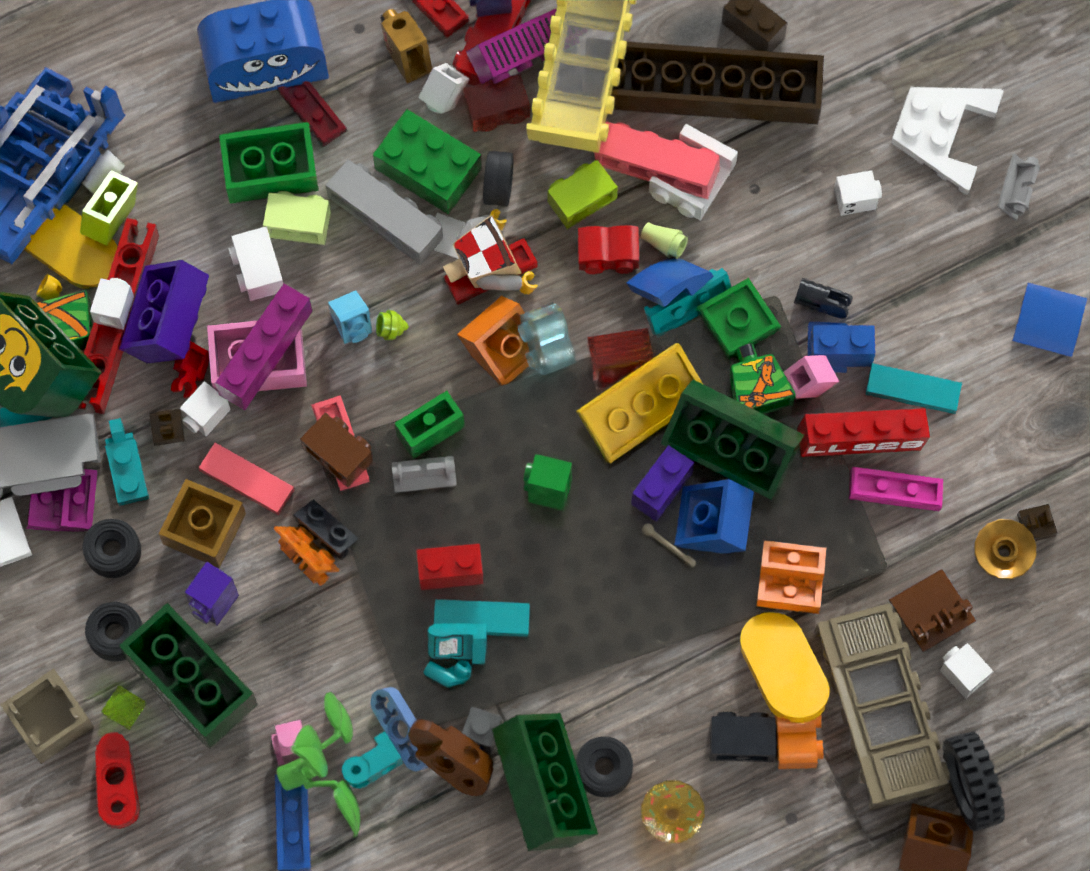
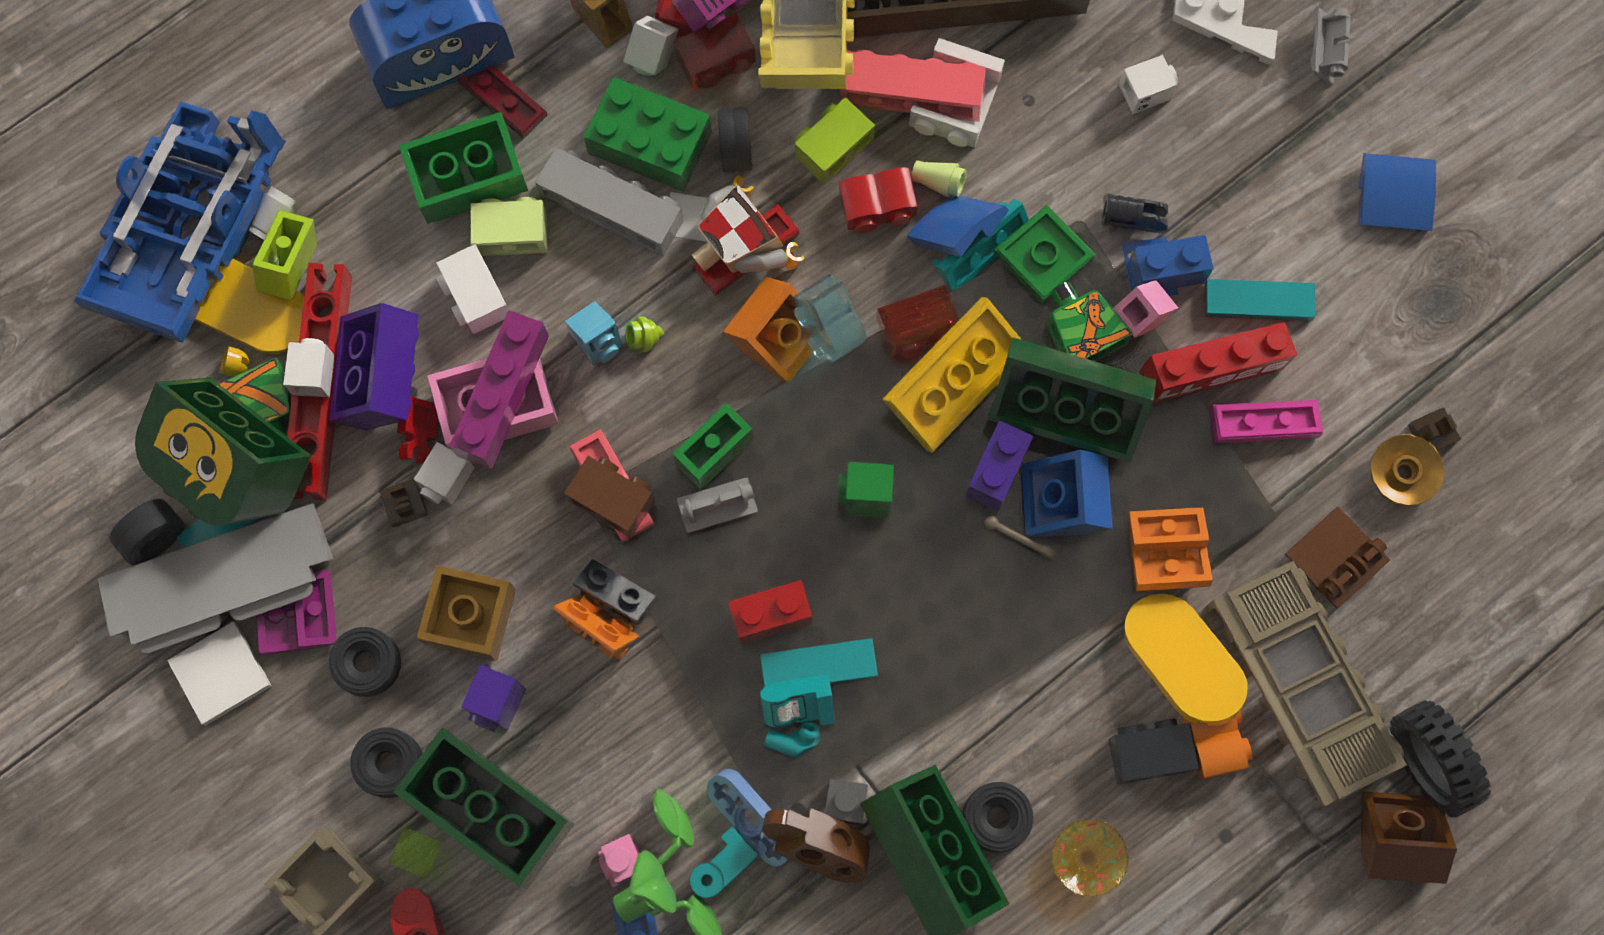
camera: 10 degrees left, 5 degrees up
(125, 465) = (362, 557): teal hinge -> none
(246, 478) = (509, 547): coral tile -> none
(965, 669) = (1393, 621): white brick -> none

